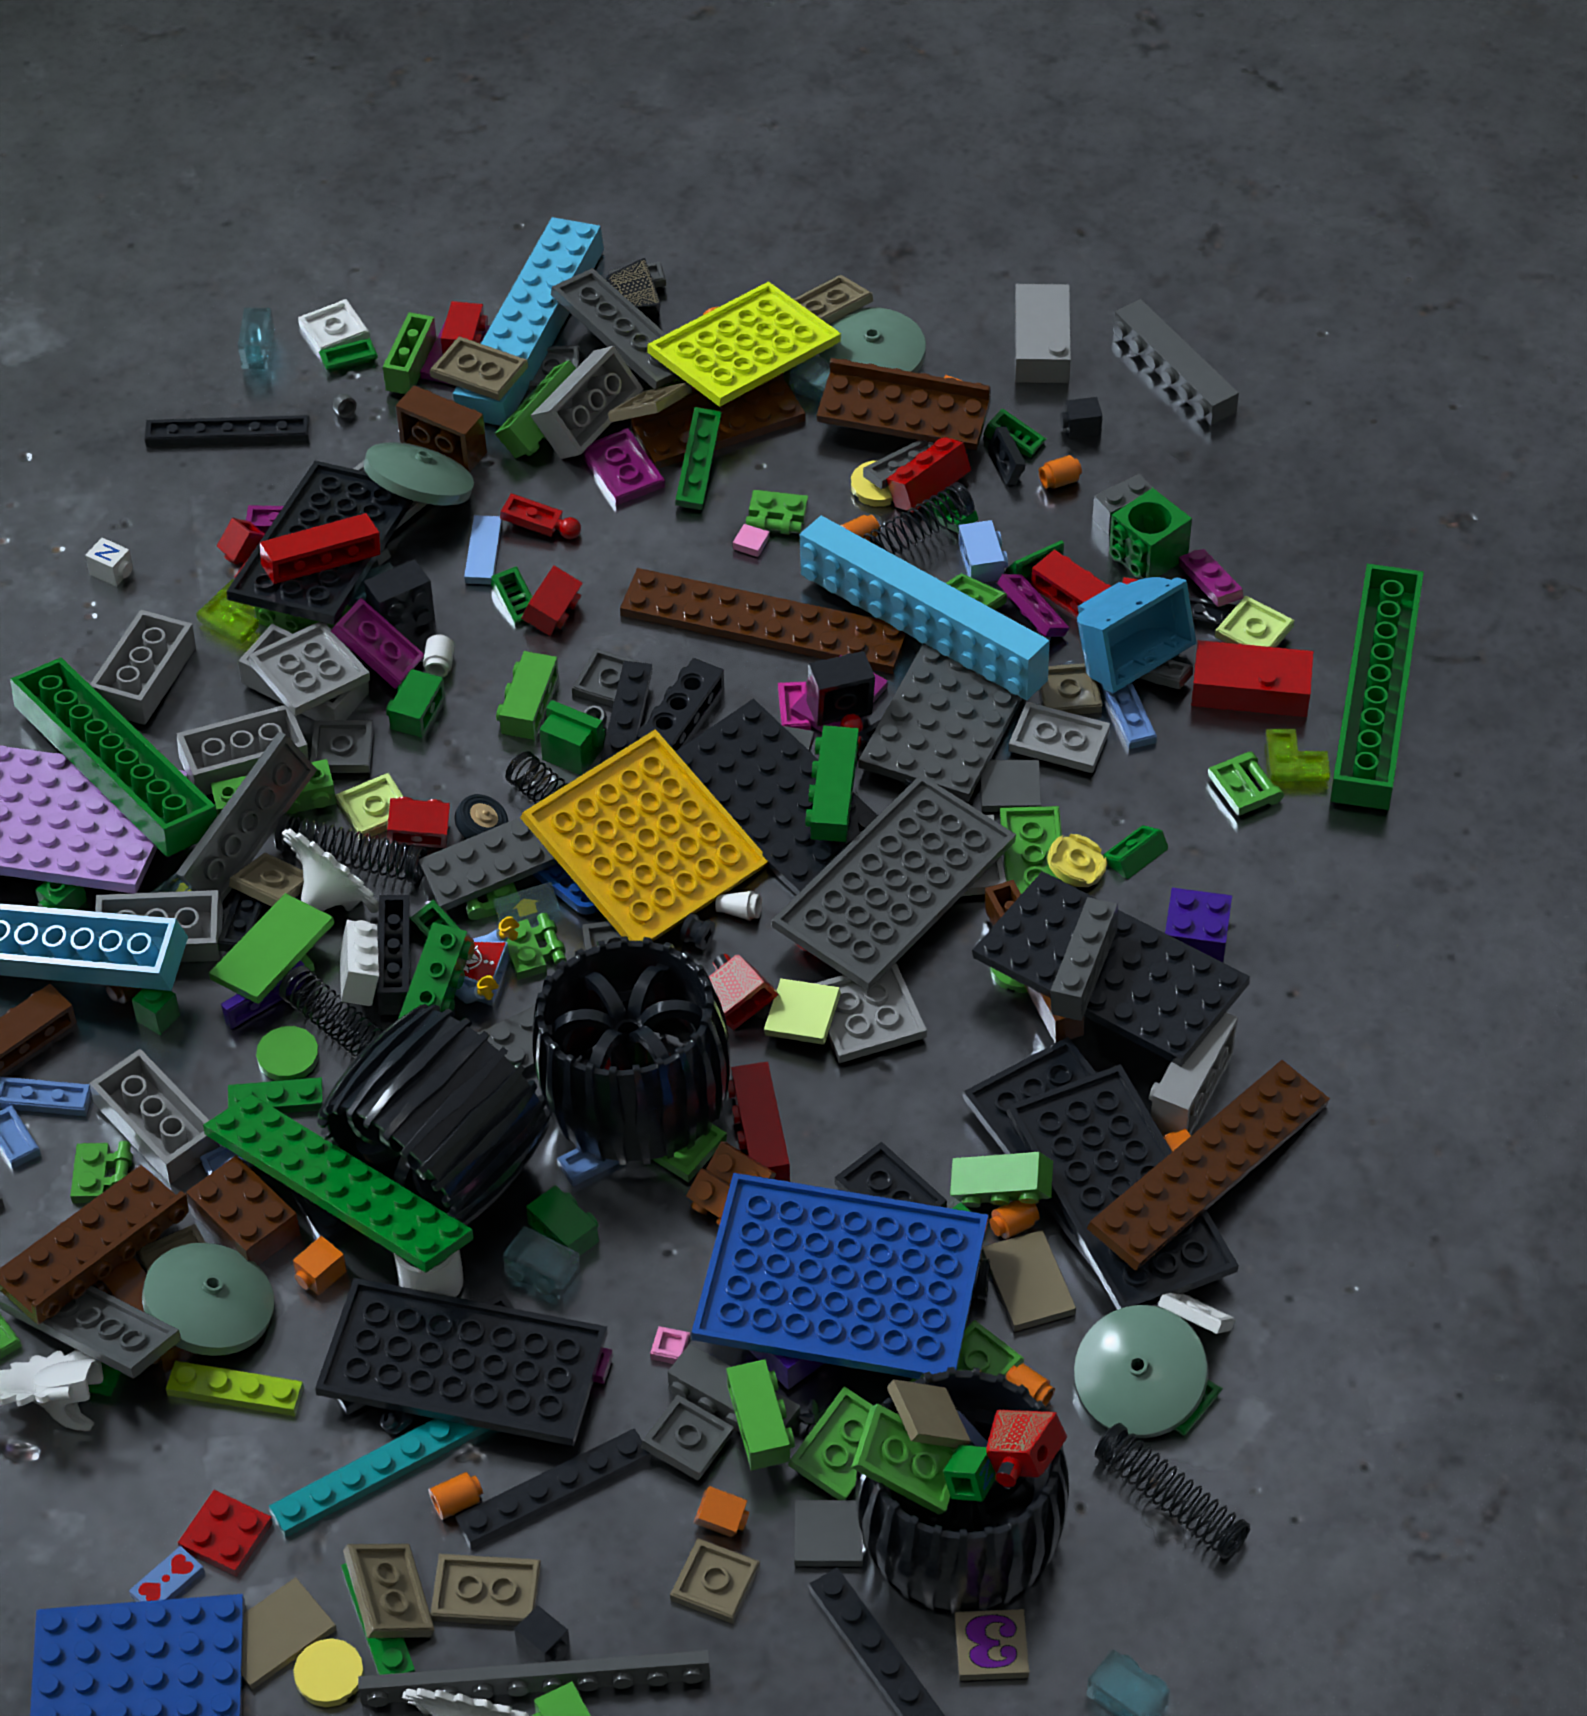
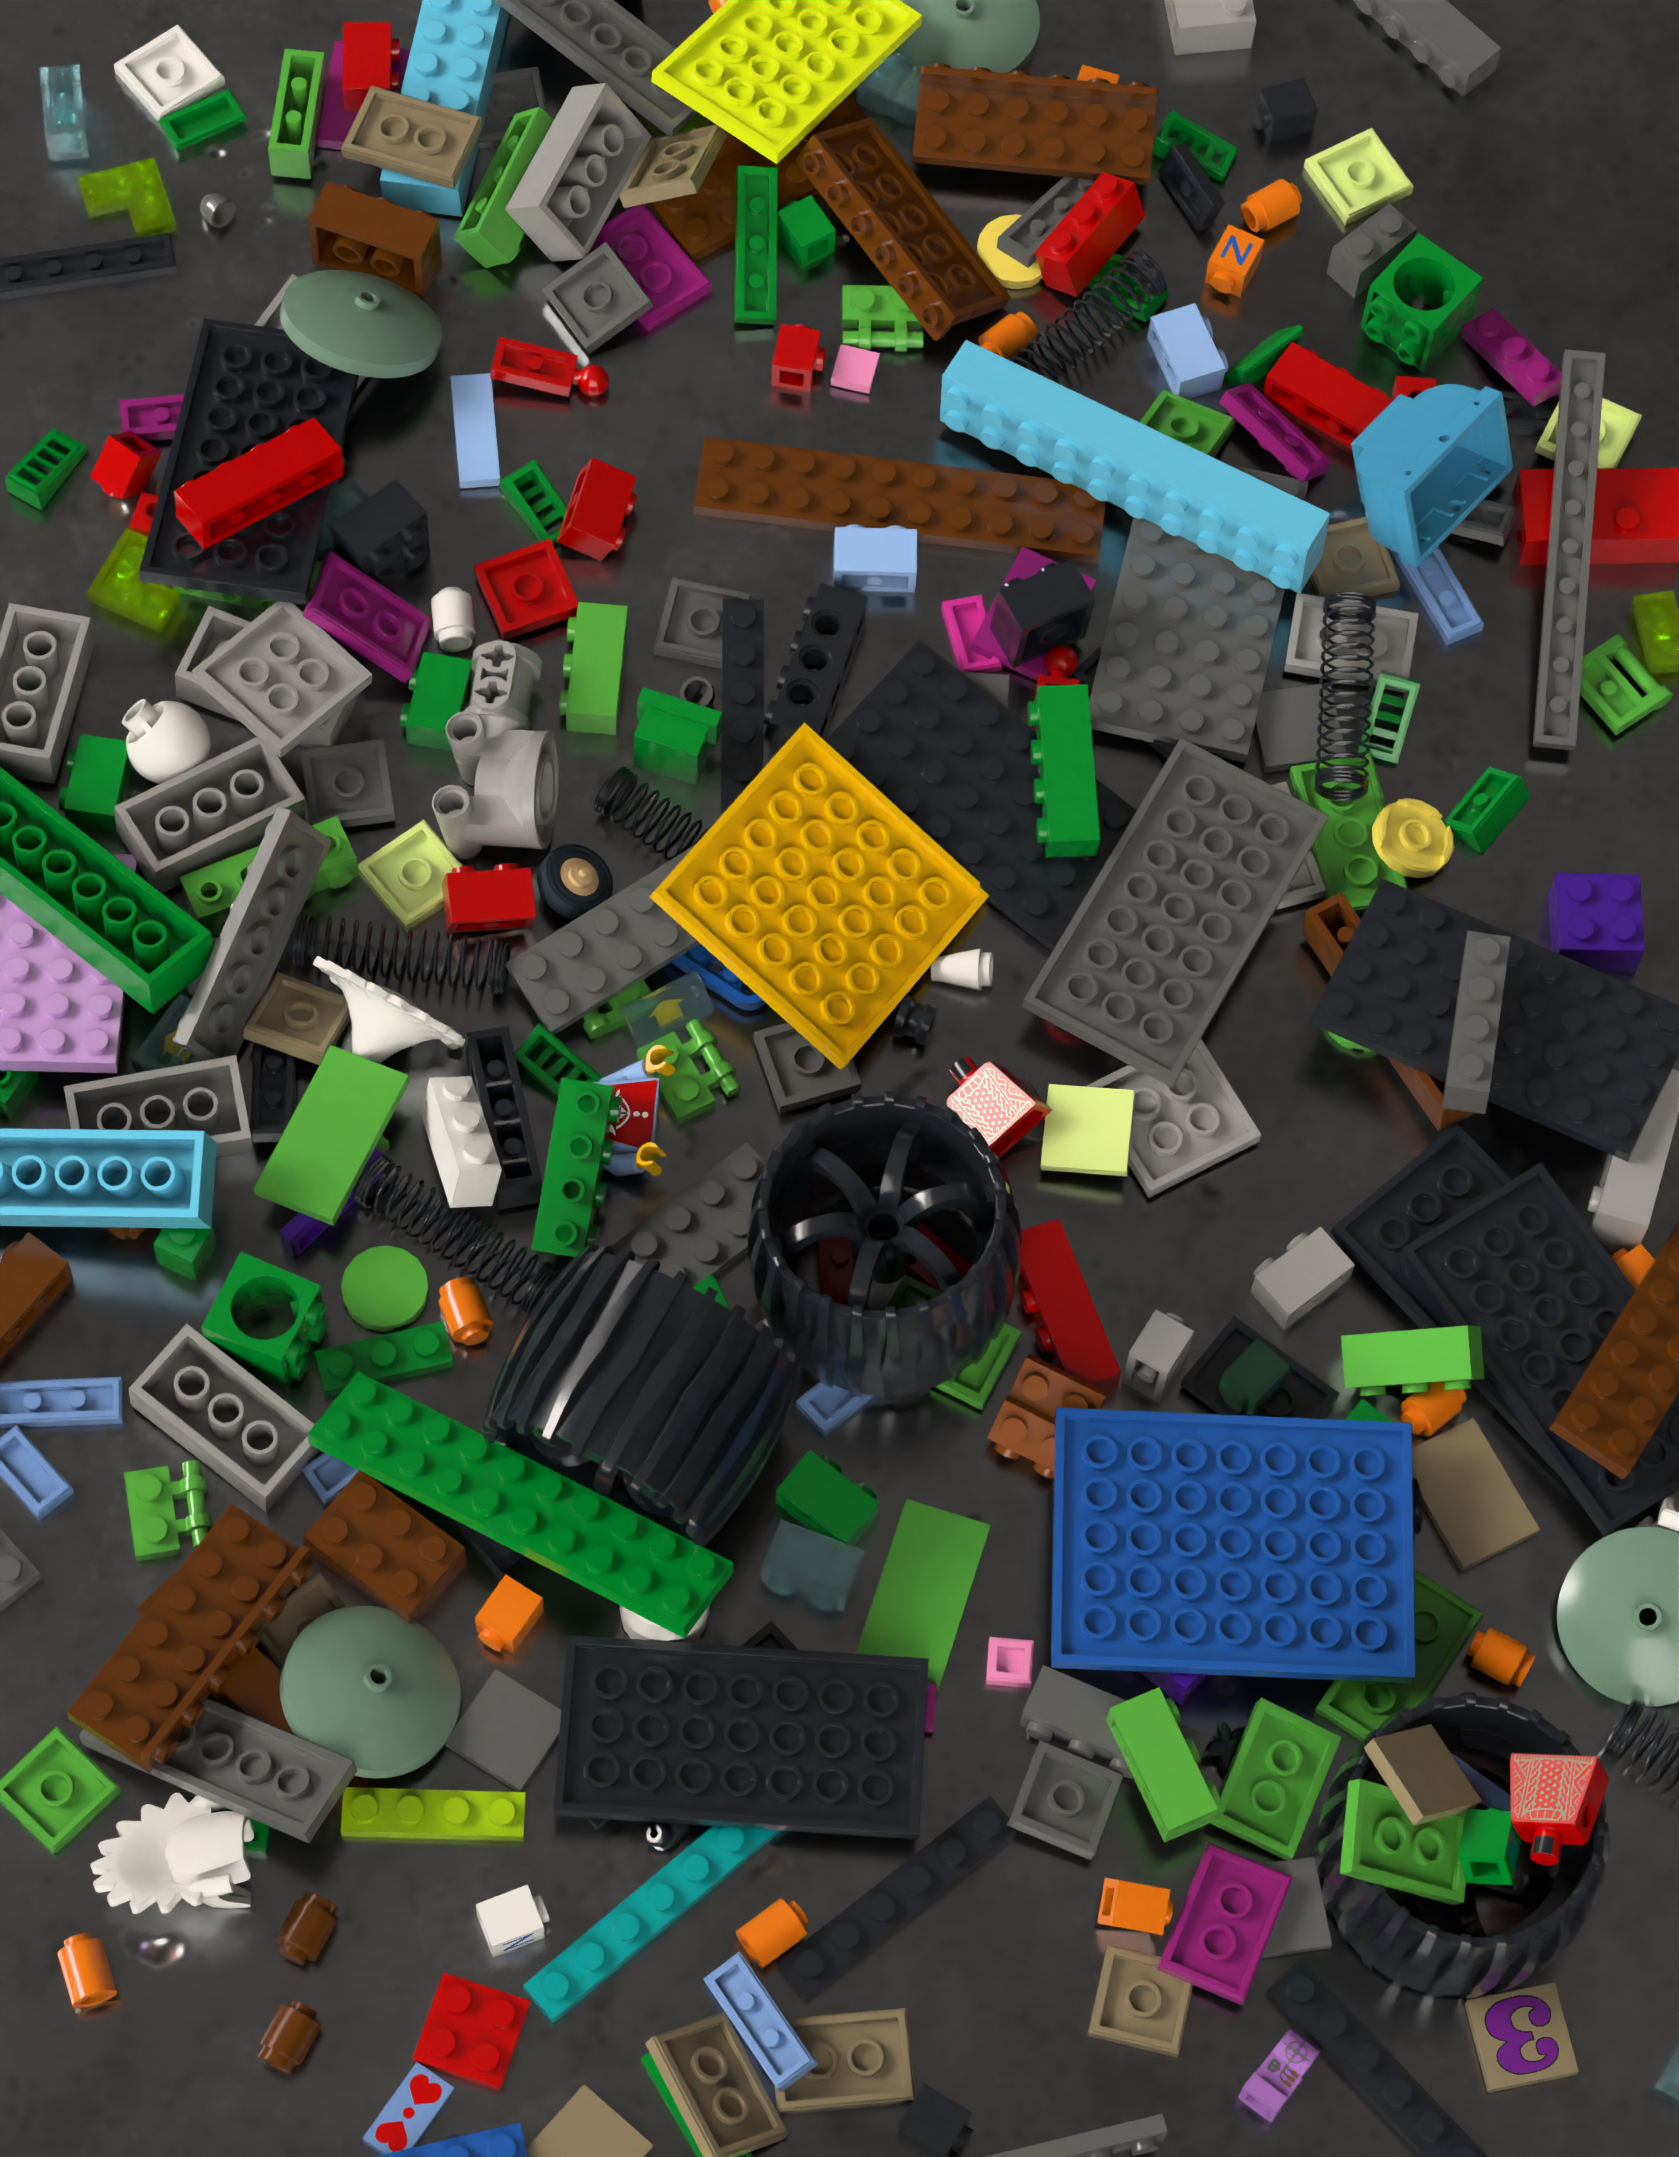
camera: 15 degrees left, 15 degrees up
(94, 1515) = (289, 2036): none -> reddish brown brick
(125, 1446) = (306, 1928): none -> reddish brown brick
(172, 716) = (97, 783): none -> green brick
(179, 550) = (41, 493): none -> green slope
(193, 1037) = (258, 1286): none -> green brick
(222, 698) = (165, 739): none -> white brick
(271, 1461) = (512, 1920): none -> white brick
(292, 388) = (130, 187): none -> clear neon green plate
(298, 1341) = (507, 1731): none -> dark grey tile
(333, 1066) = (465, 1311): none -> orange brick
(432, 1552) = (760, 2021): none -> medium blue tile
(449, 736) = (505, 761): none -> light grey piece
(492, 644) = (526, 589): none -> red plate
(584, 478) = (597, 297): none -> dark grey plate
(622, 1287) = (924, 1586): none -> bright green tile
(711, 528) = (797, 357): none -> red brick
(735, 455) = (805, 231): none -> green brick
(737, 650) = (875, 559): none -> light blue brick
(785, 1534) = (1225, 1923): none -> magenta tile
(798, 455) = (900, 226): none -> reddish brown bracket
(804, 1643) = (1279, 2075): none -> medium lavender leg
(818, 1155) = (1158, 1355): none -> light grey brick
(884, 1176) = (1253, 1378): none -> clear green brick
(936, 1124) = (1301, 1277): none -> light grey brick
(1027, 502) = (1234, 261): none -> orange brick
(1033, 806) = (1344, 772): none -> black piece
(1074, 759) = (1400, 682): none -> green slope
(1125, 460) = (1358, 176): none -> yellowish green tile
(1220, 690) = (1569, 550): none -> dark grey plate

